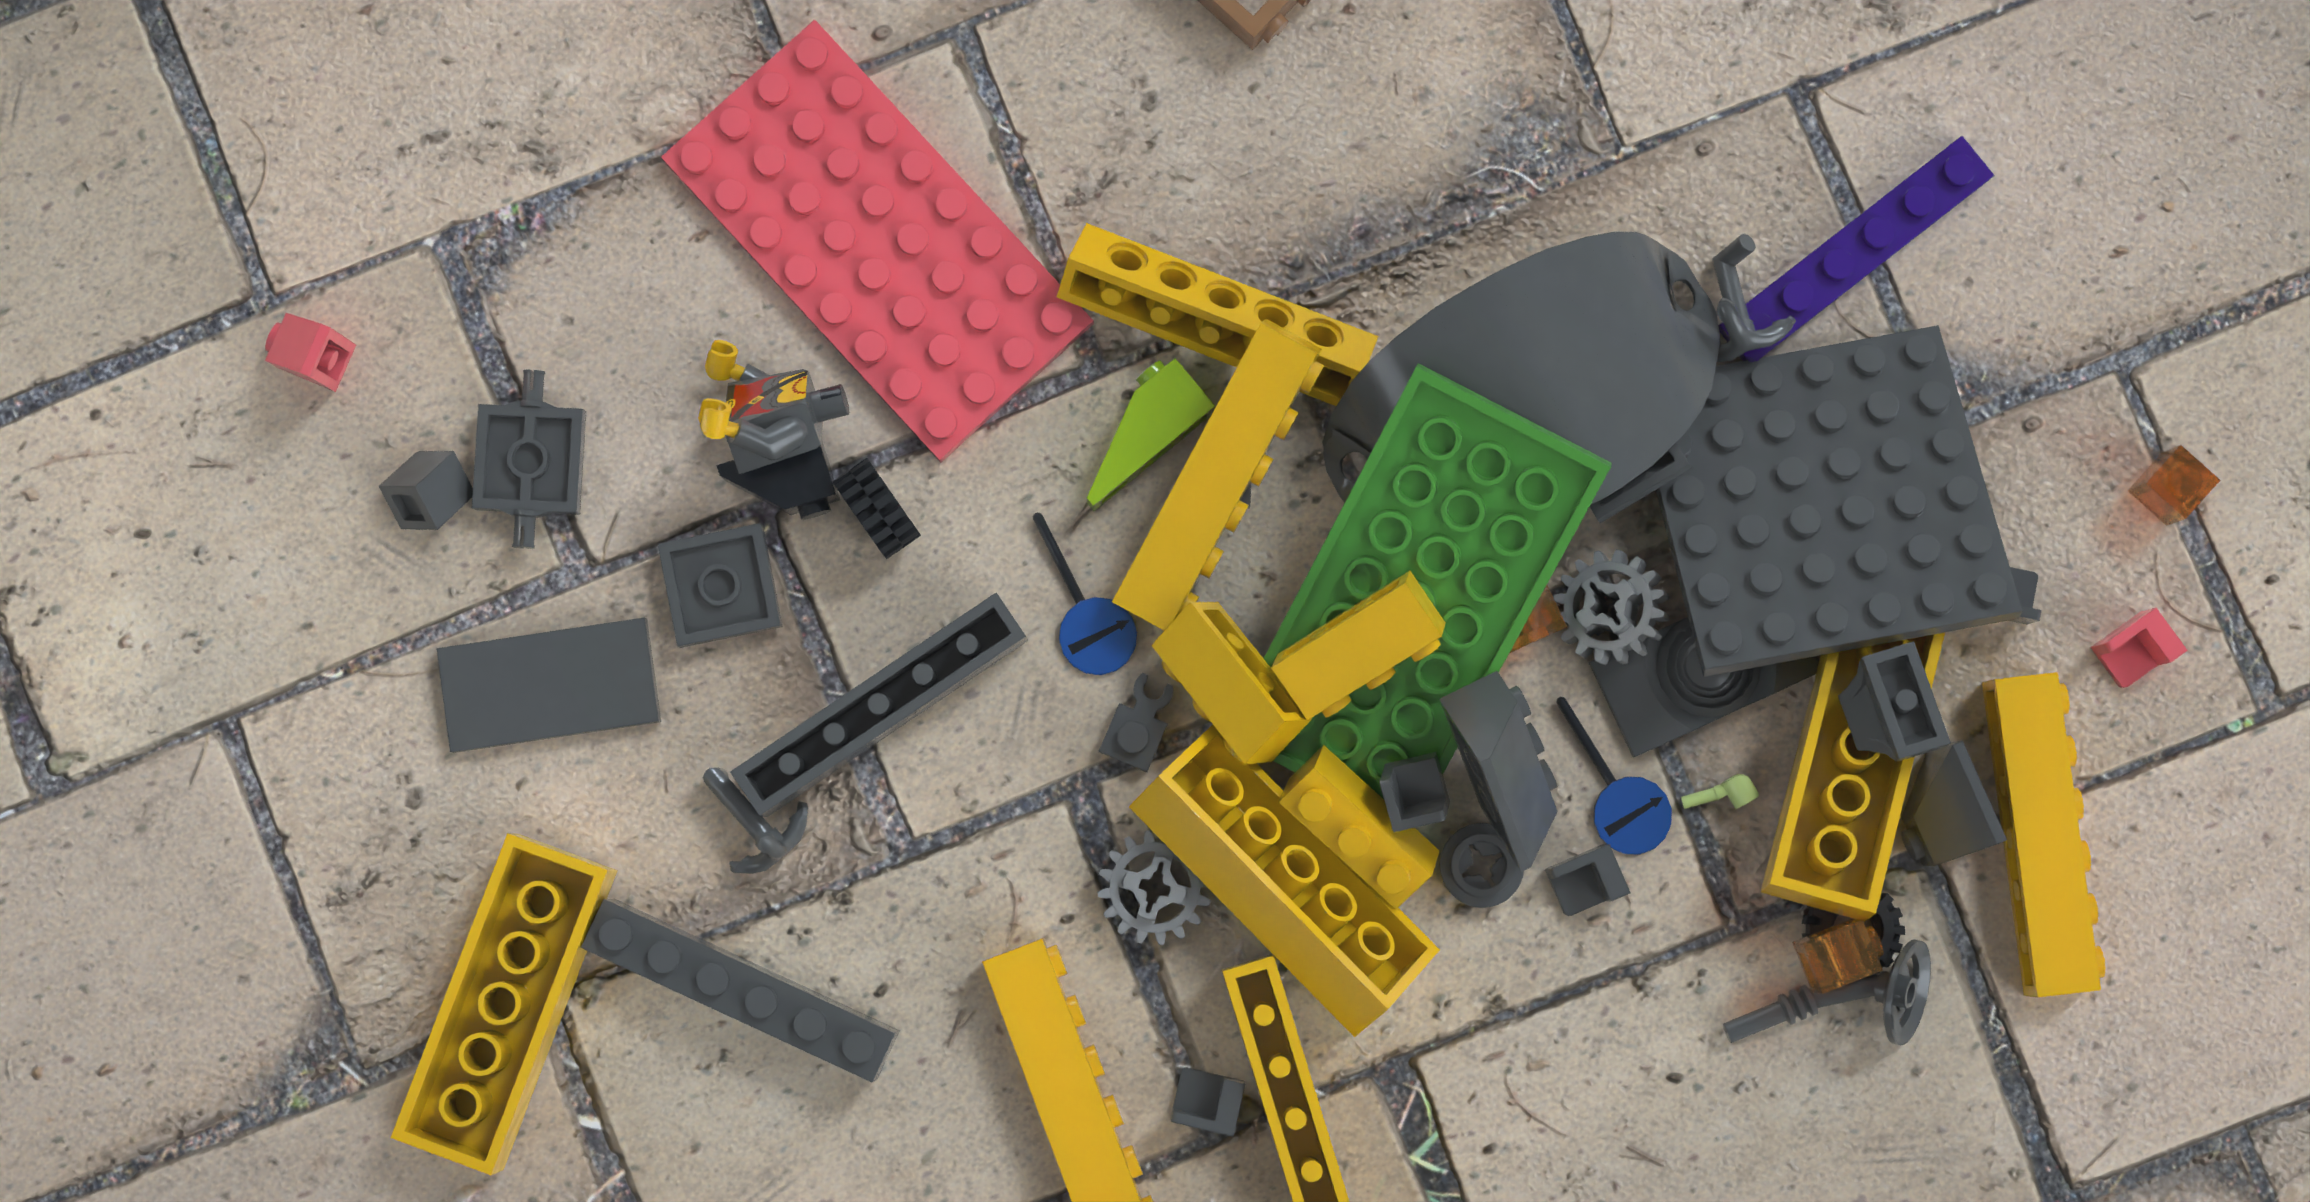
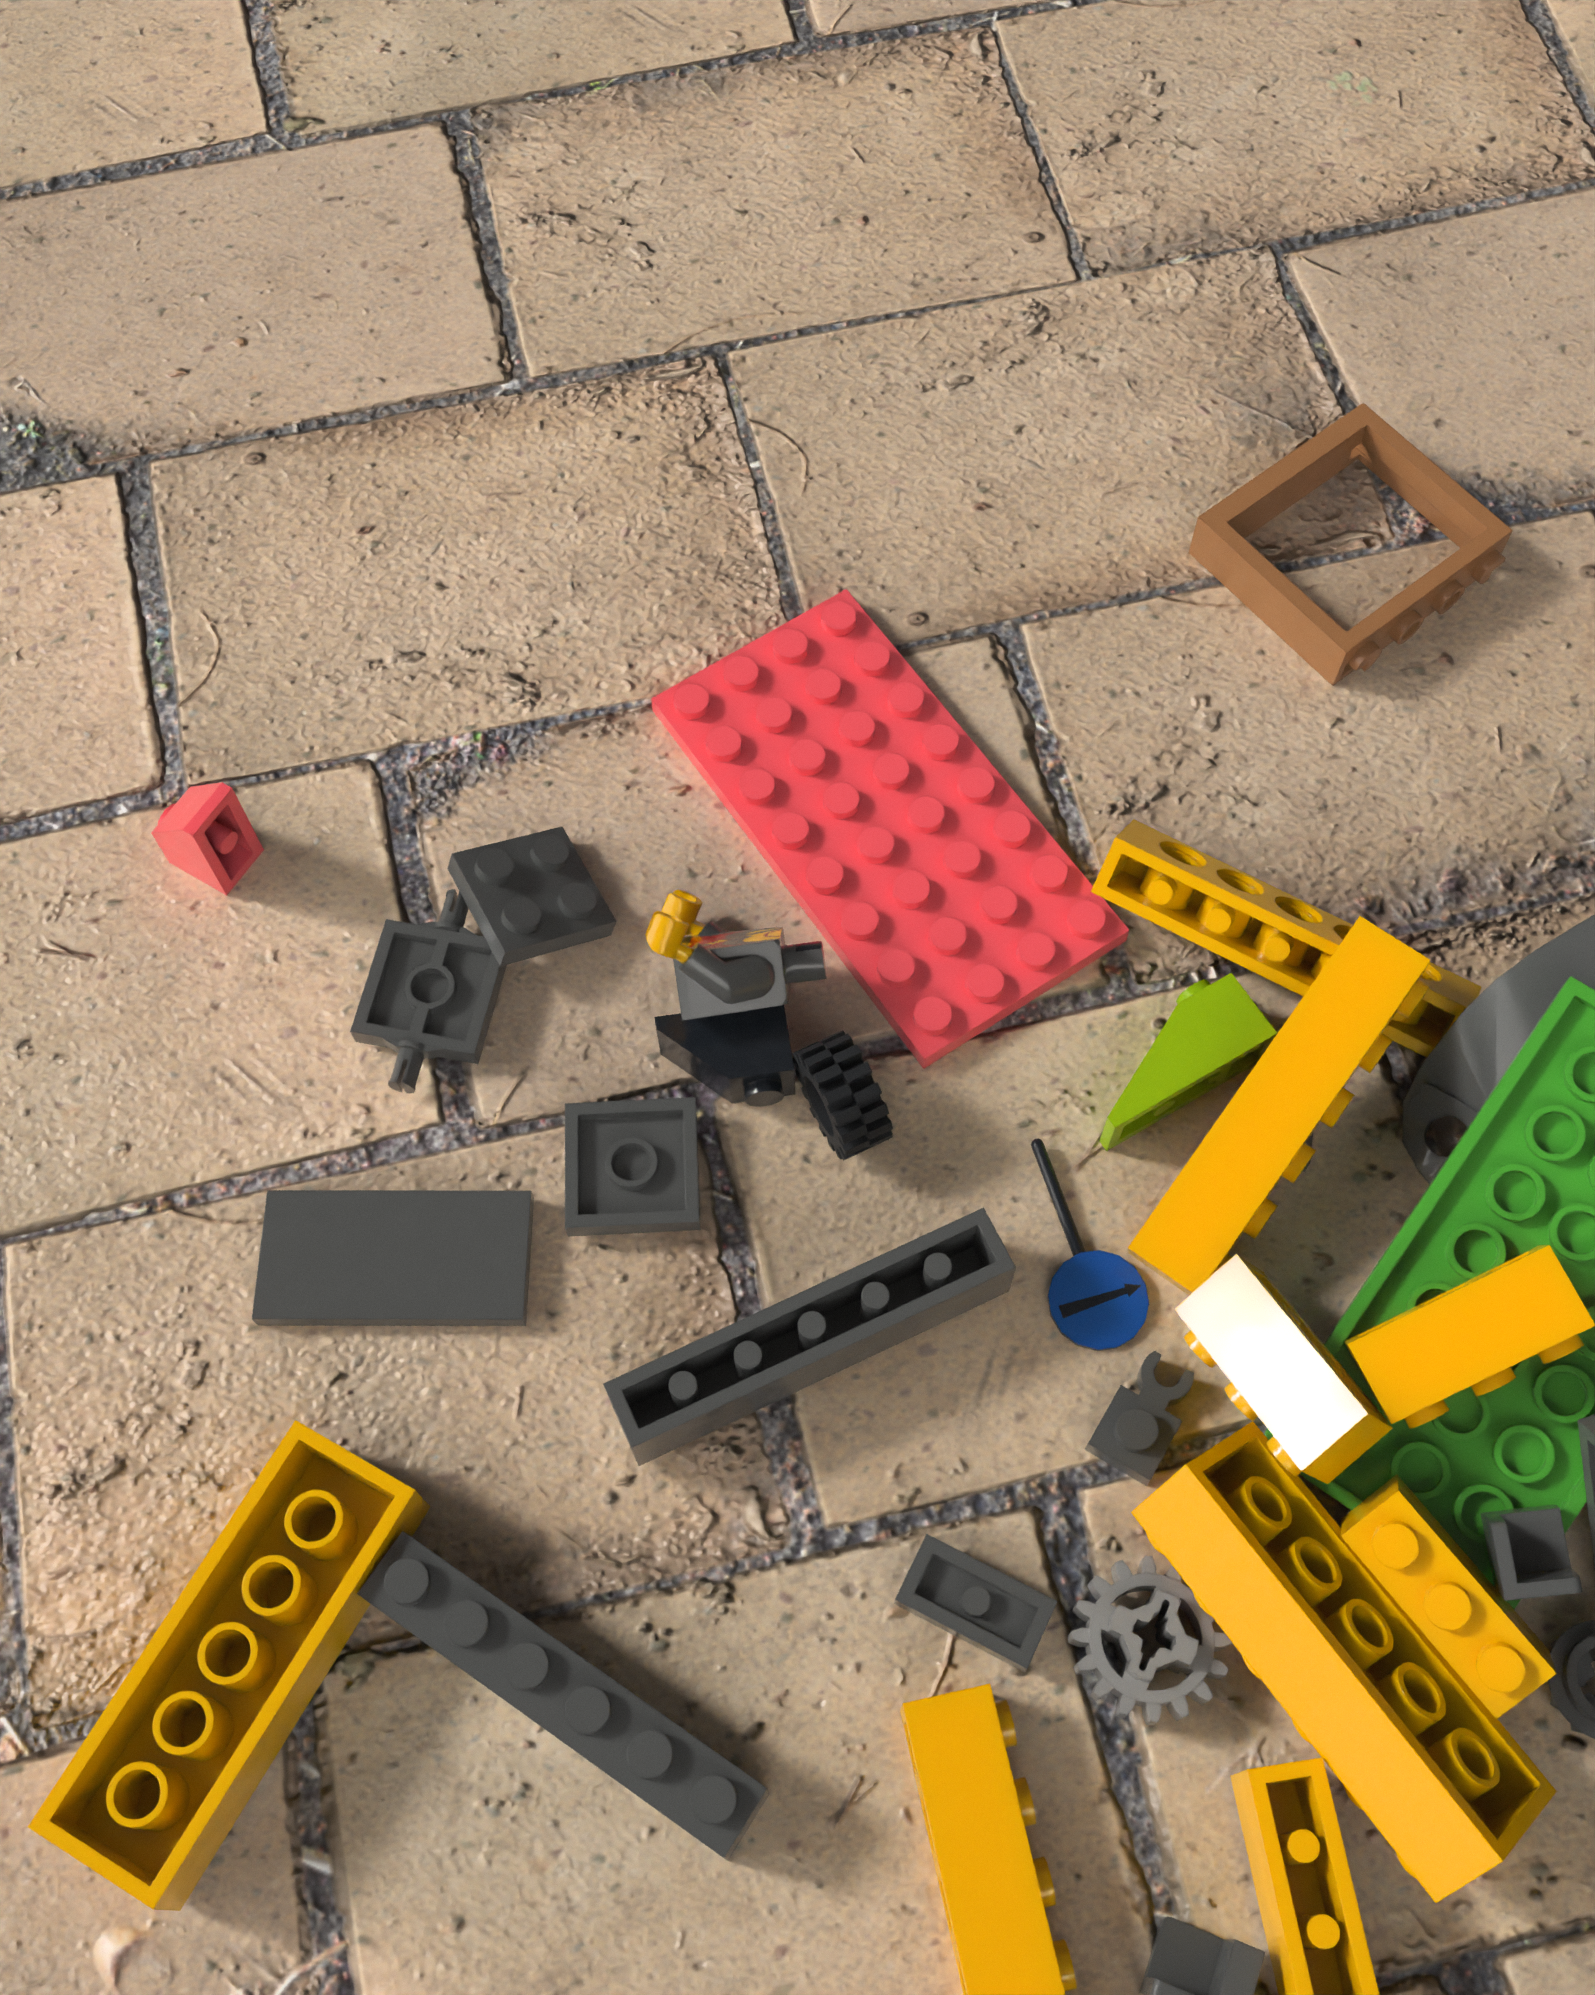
camera: 10 degrees right, 20 degrees down
(427, 490) = (302, 1007): dark grey panel -> none
(594, 363) = (531, 895): none -> dark grey plate
(767, 839) = (636, 1490): dark grey piece -> none
(1027, 879) = (975, 1602): none -> dark grey plate

